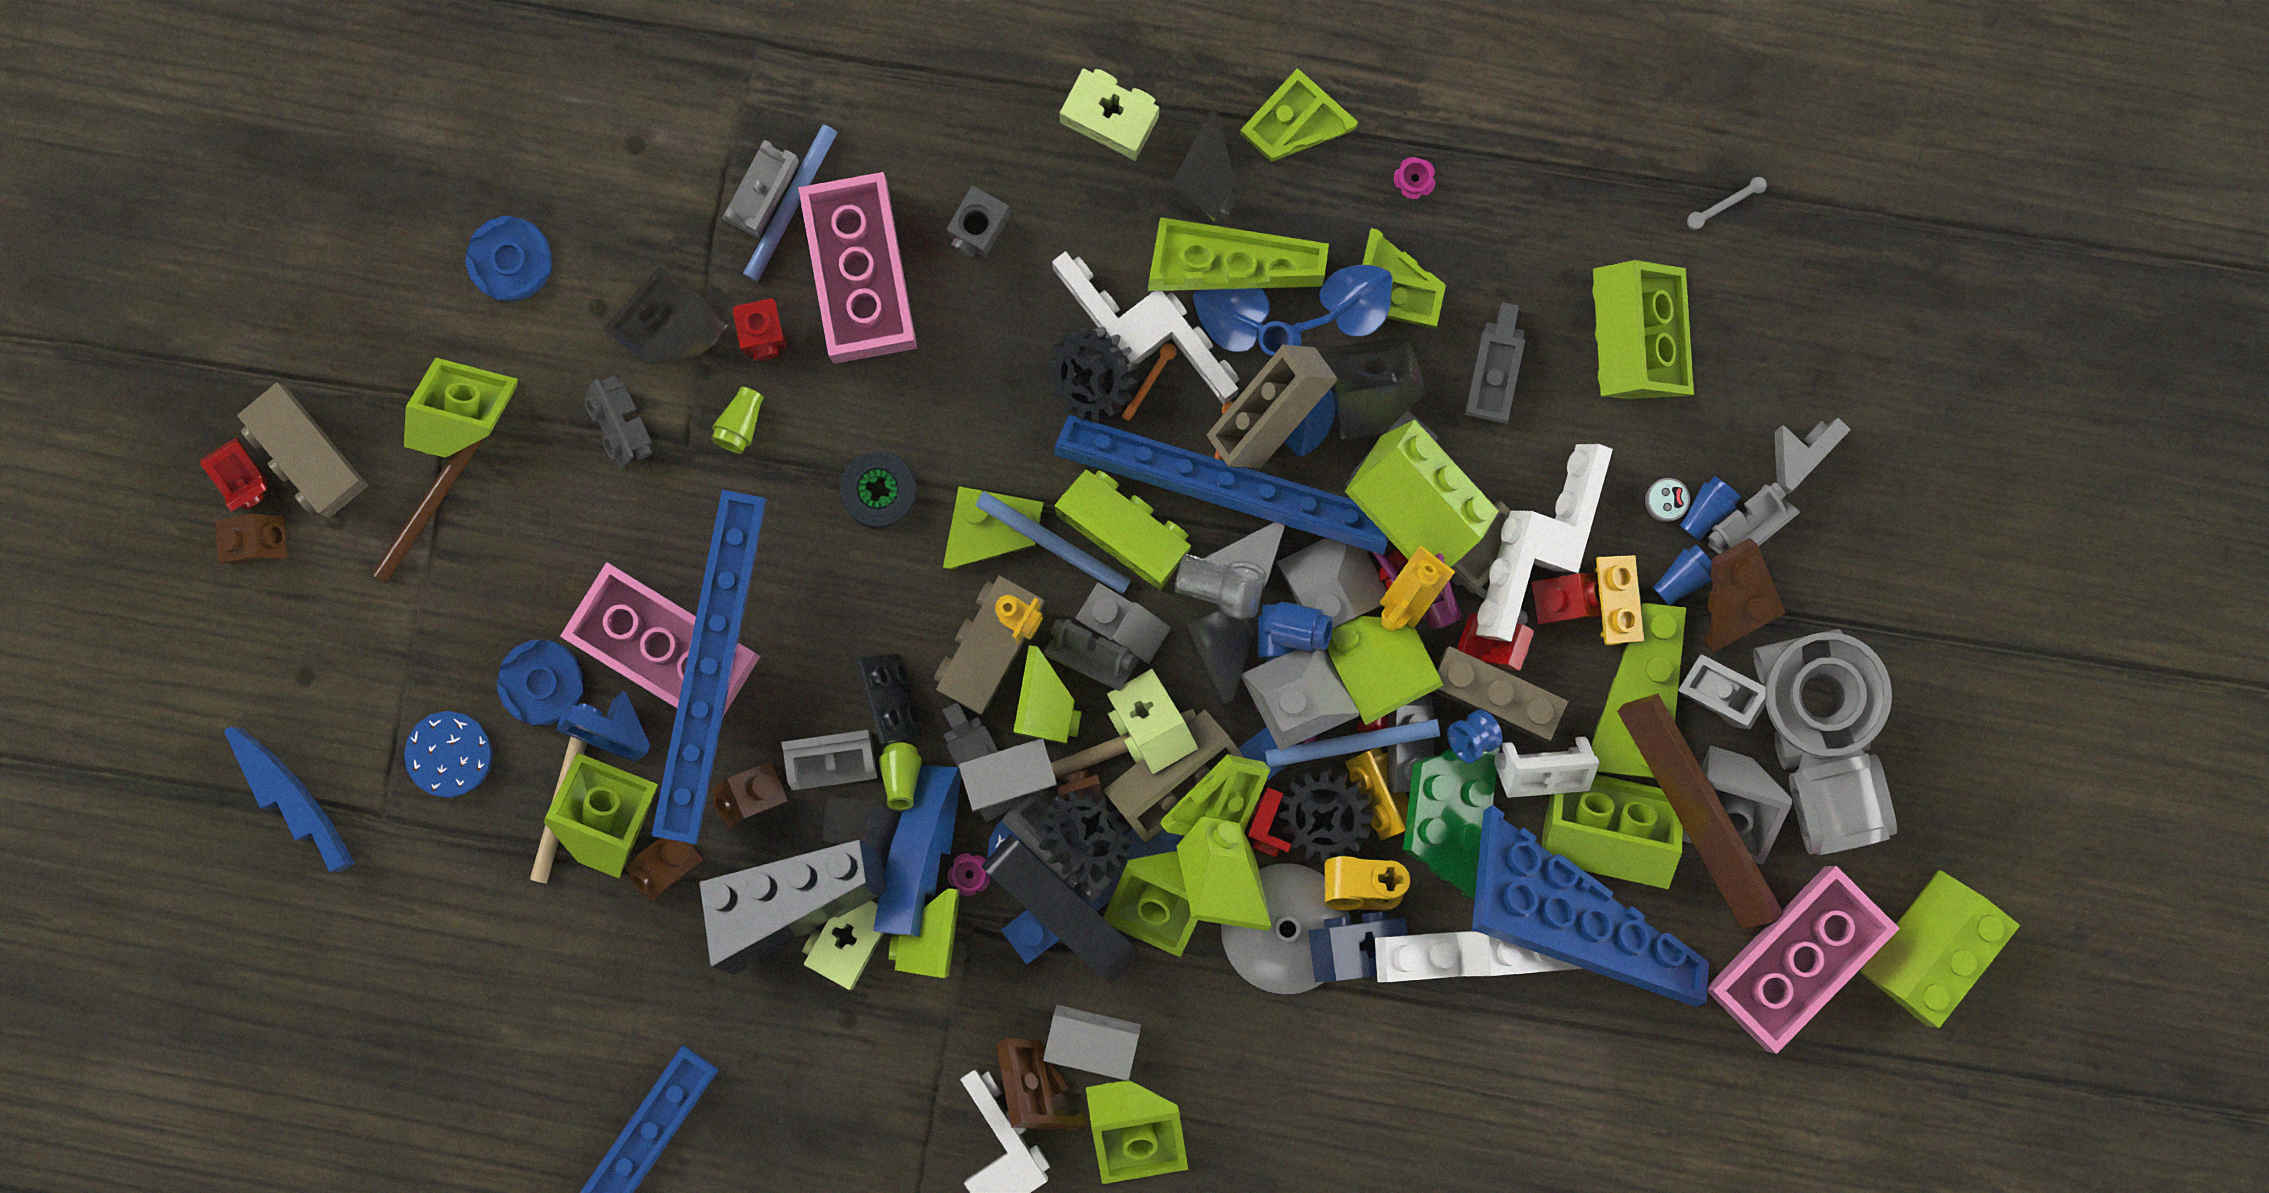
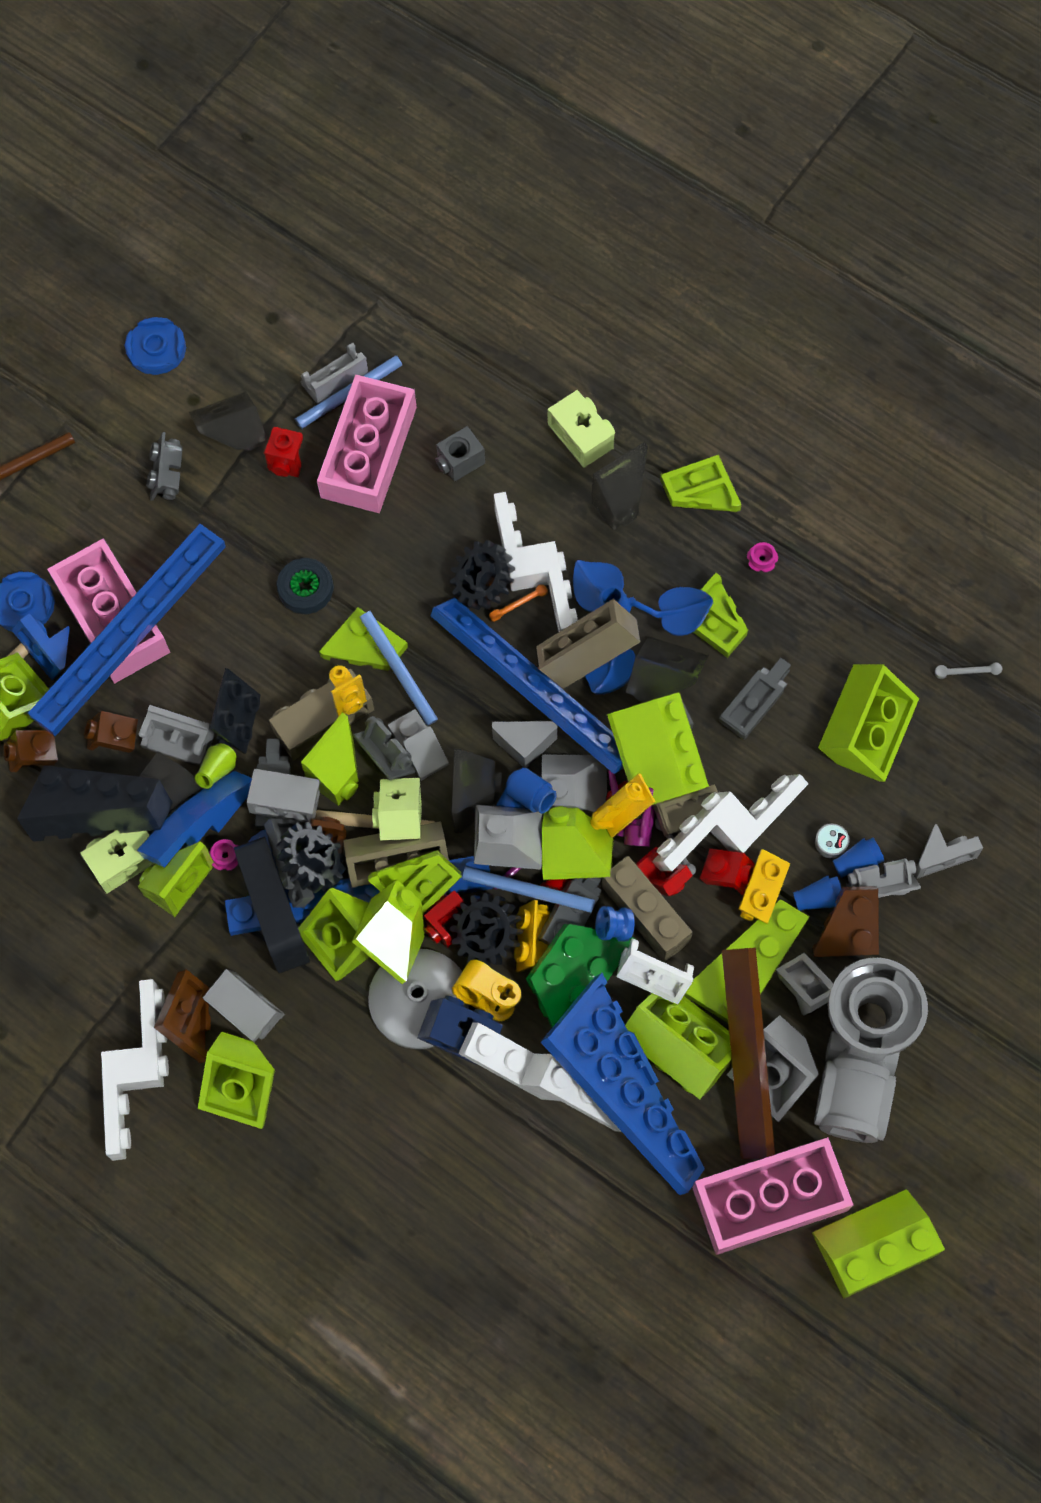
camera: 30 degrees right, 15 degrees down
(455, 407) = (66, 409): lime slope -> none
(738, 421) = (238, 503): lime cone -> none
(1123, 527) = (449, 680): lime slope -> none
(1228, 258) = (605, 544): lime wing -> none
(1232, 586) = (500, 745): clear piece -> none

